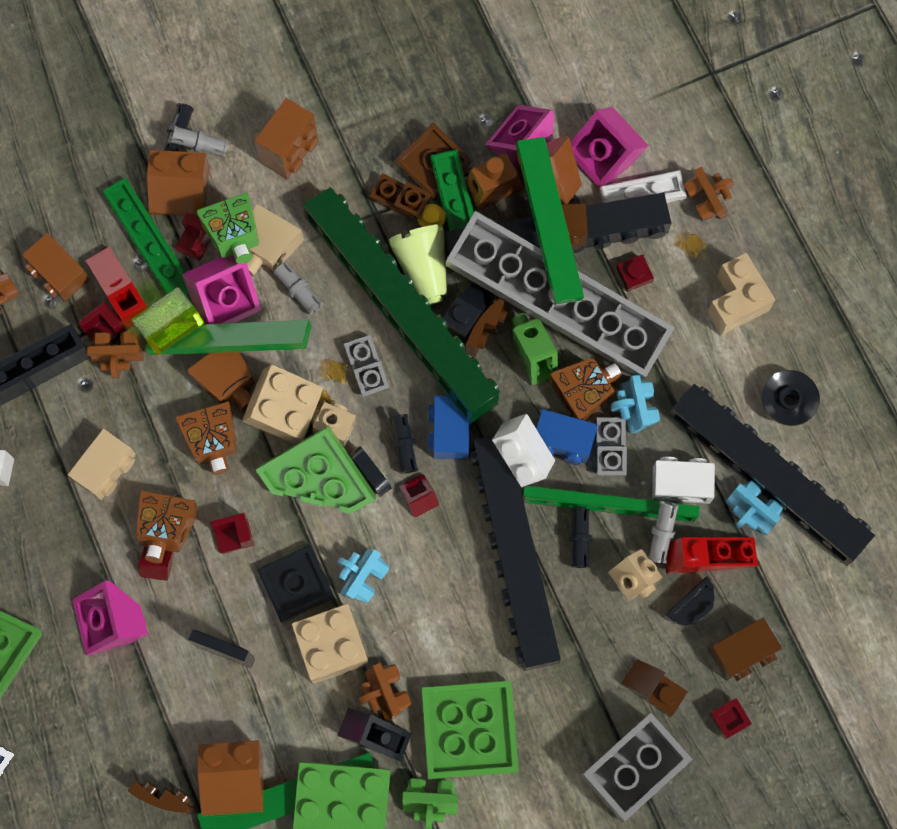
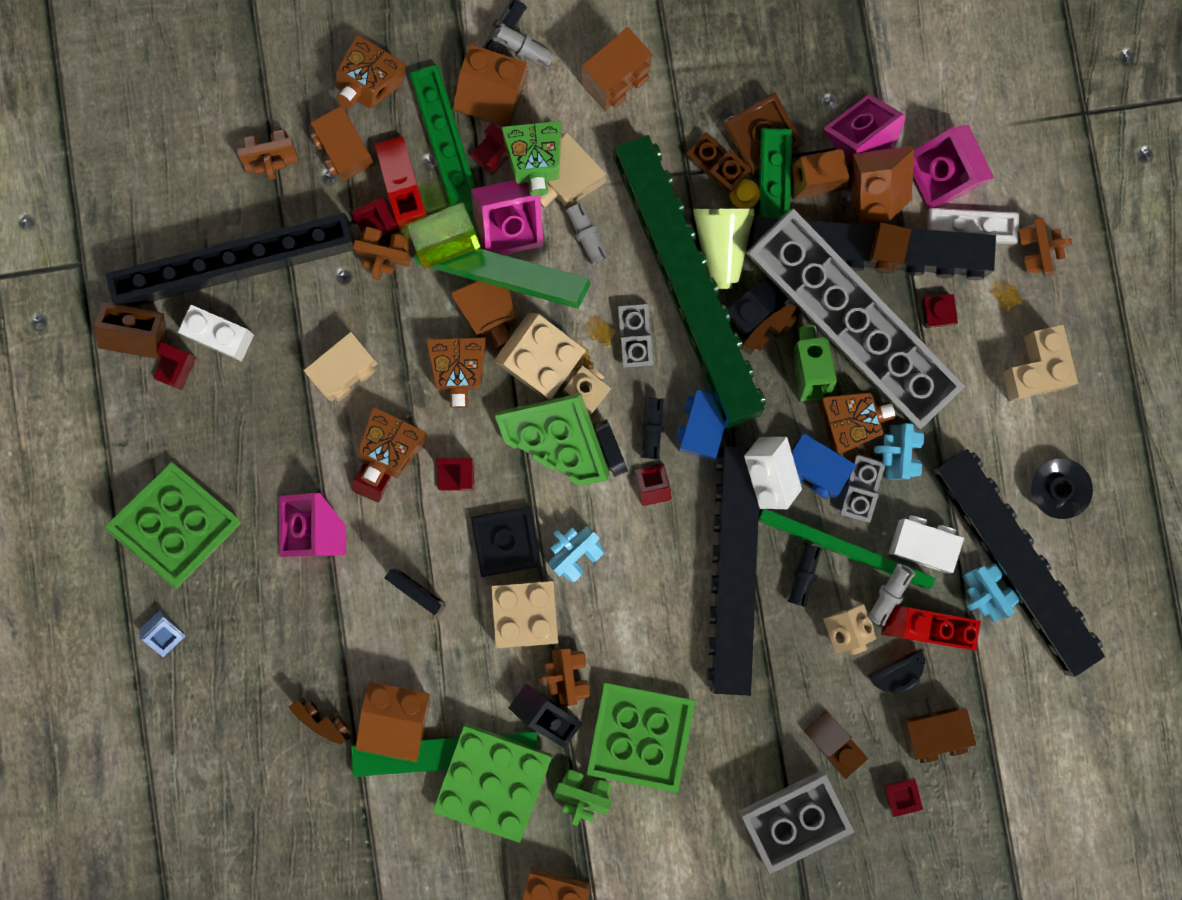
camera: 10 degrees right, 10 degrees up
(64, 201) = (367, 74): none -> dark orange torso
(549, 220) = (868, 239): green tile -> none

